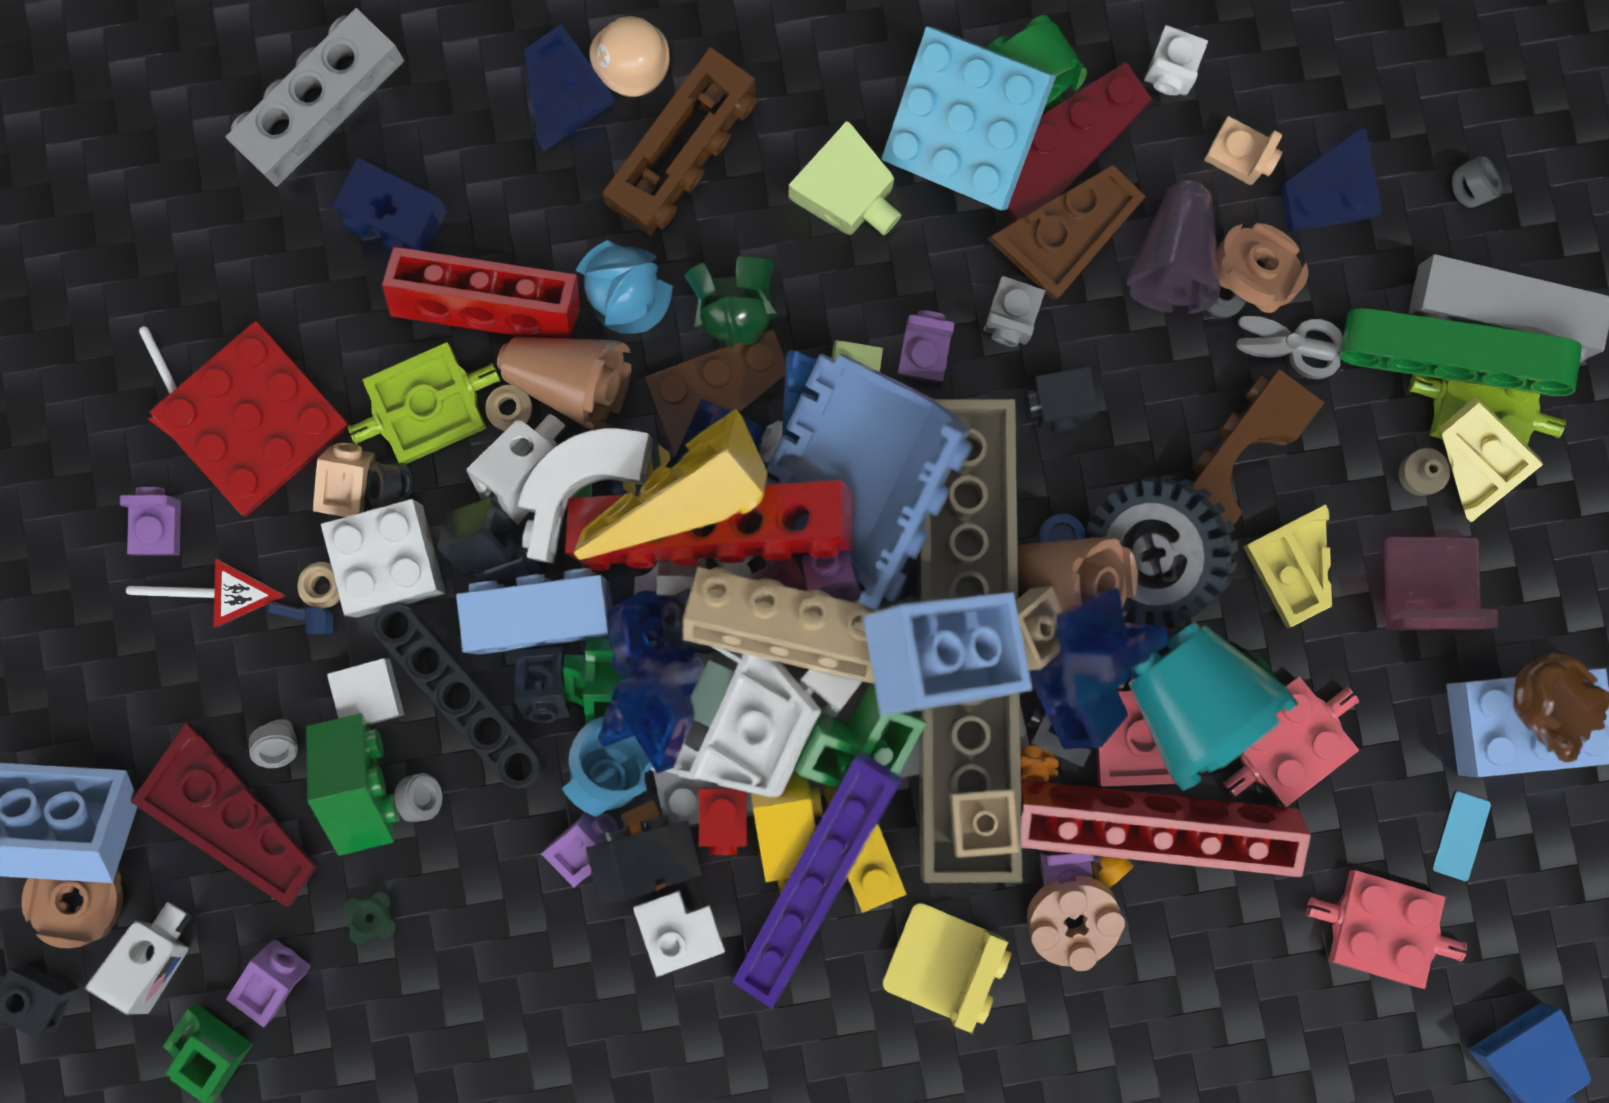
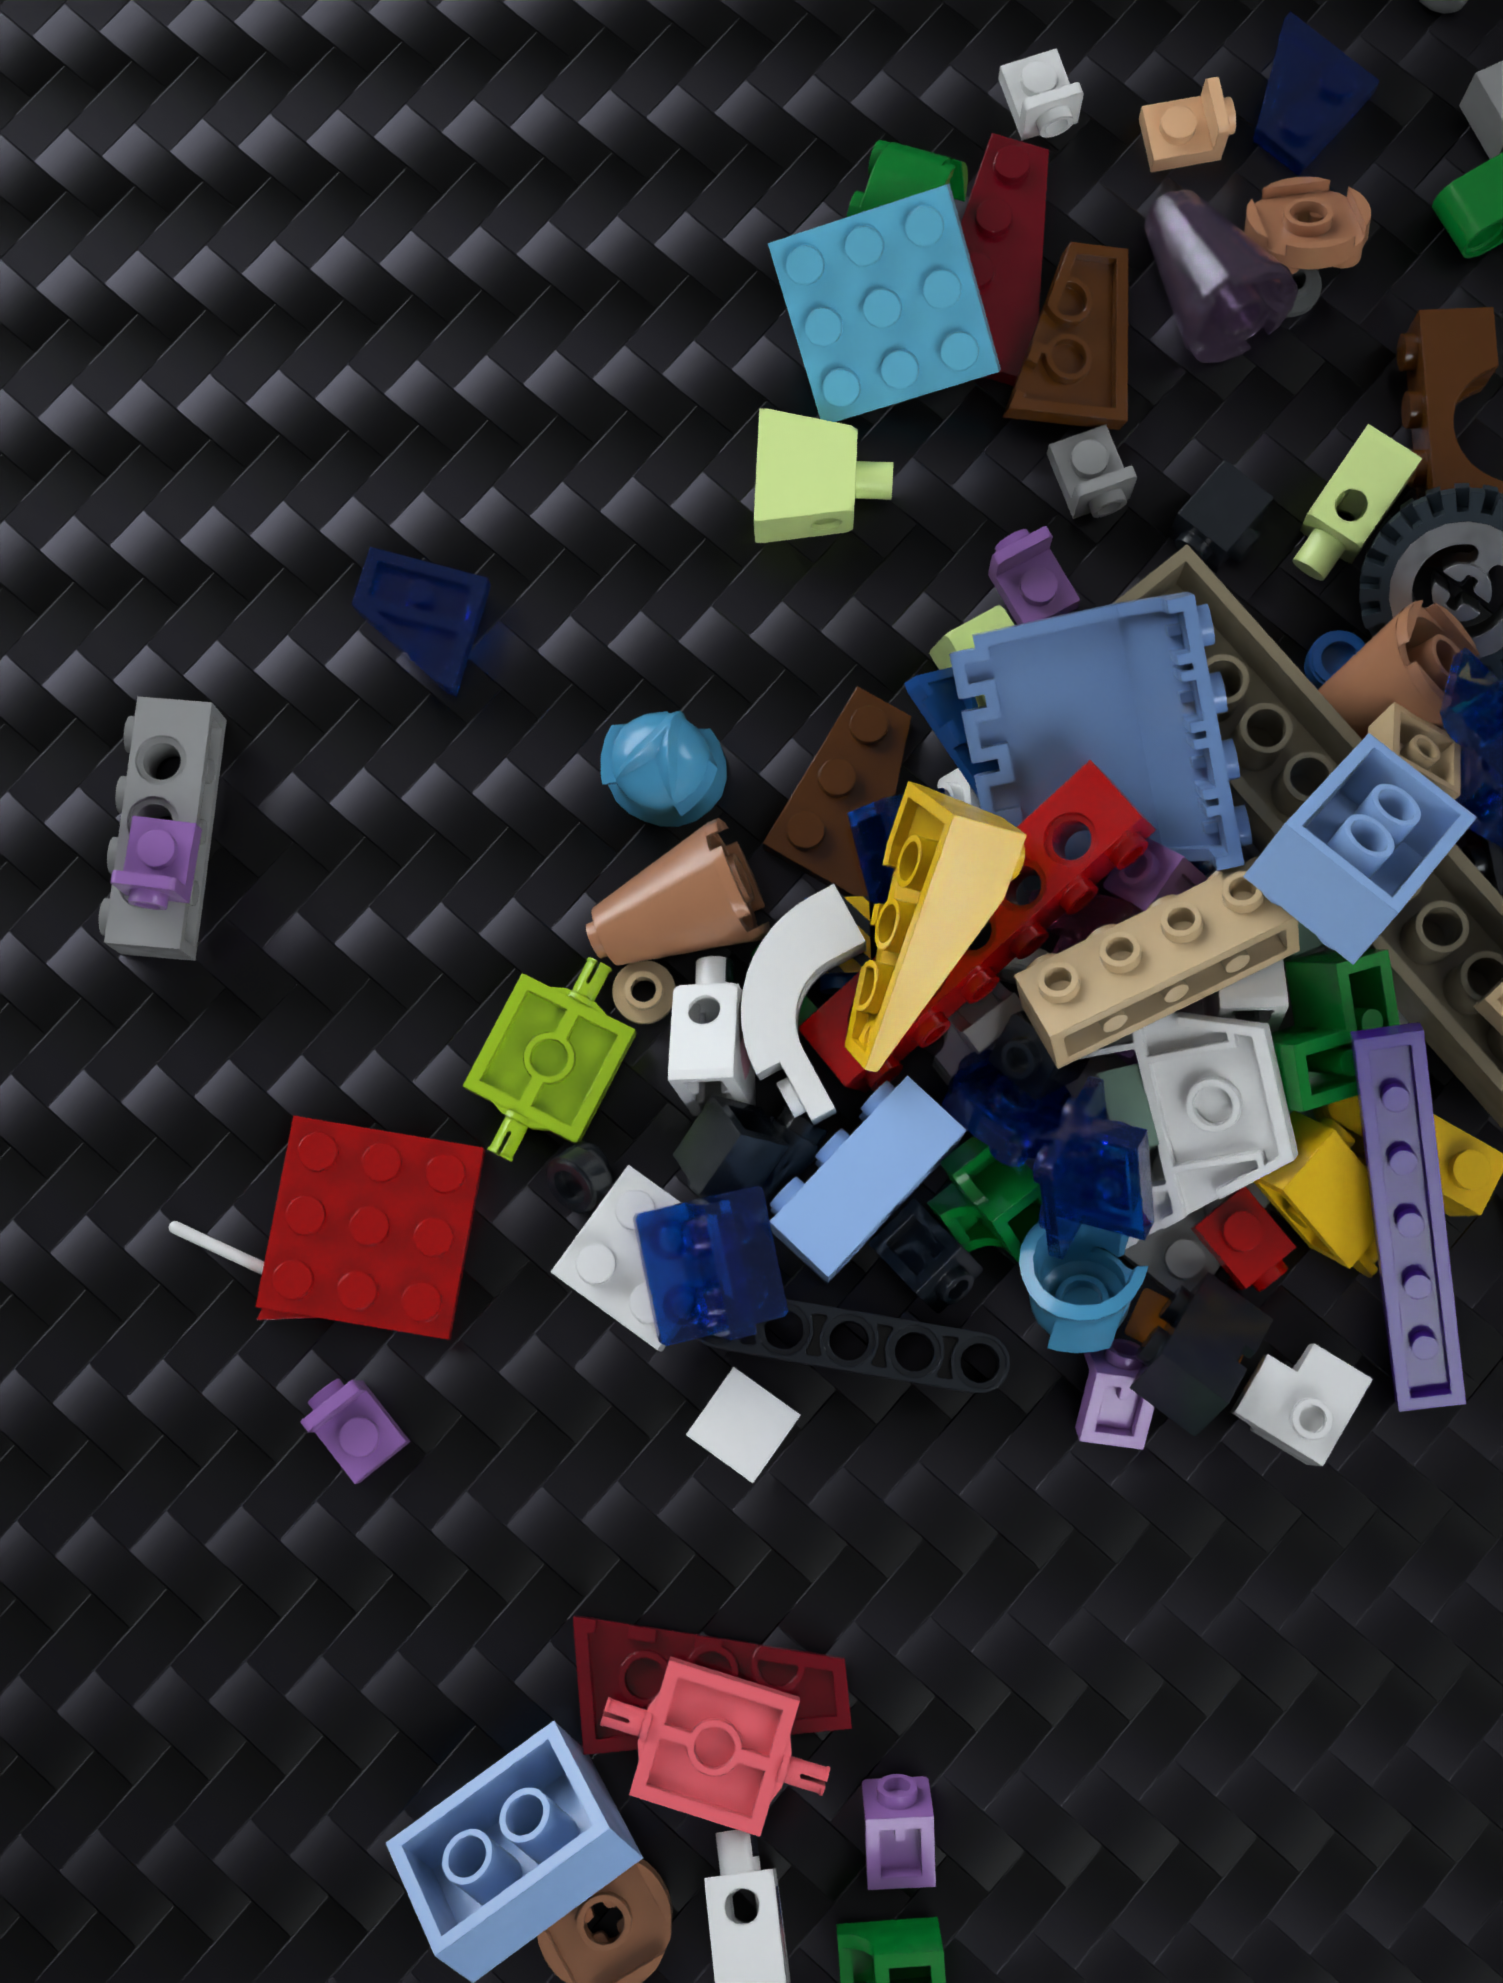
camera: 25 degrees left, 5 degrees down
(201, 855) = (715, 1746): none -> coral plate
(233, 593) = (506, 1435): piece -> none
(273, 744) = (688, 1561): light grey tile -> none
(289, 115) = (158, 862): none -> medium lavender bracket
(307, 582) = (576, 1339): tan plate -> none
(316, 619) = (622, 1386): dark blue hand -> none
(342, 480) = (528, 1212): light nougat bracket -> none
(348, 784) = (812, 1533): green brick -> none
(359, 927) = (951, 1687): clear green plate -> none
(372, 190) = (313, 870): clear blue brick -> none
(407, 593) = (710, 1266): none -> clear blue bracket
(418, 797) = (894, 1491): light grey tile -> none
(481, 294) = (519, 891): red brick -> none
(630, 56) = (468, 524): light nougat helmet -> none
(725, 84) = (598, 473): reddish brown brick -> none
(734, 306) = (802, 688): dark green helmet -> none
(1162, 443) = (1364, 489): none -> yellowish green torso
(1280, 341) = (1388, 289): light grey piece -> none

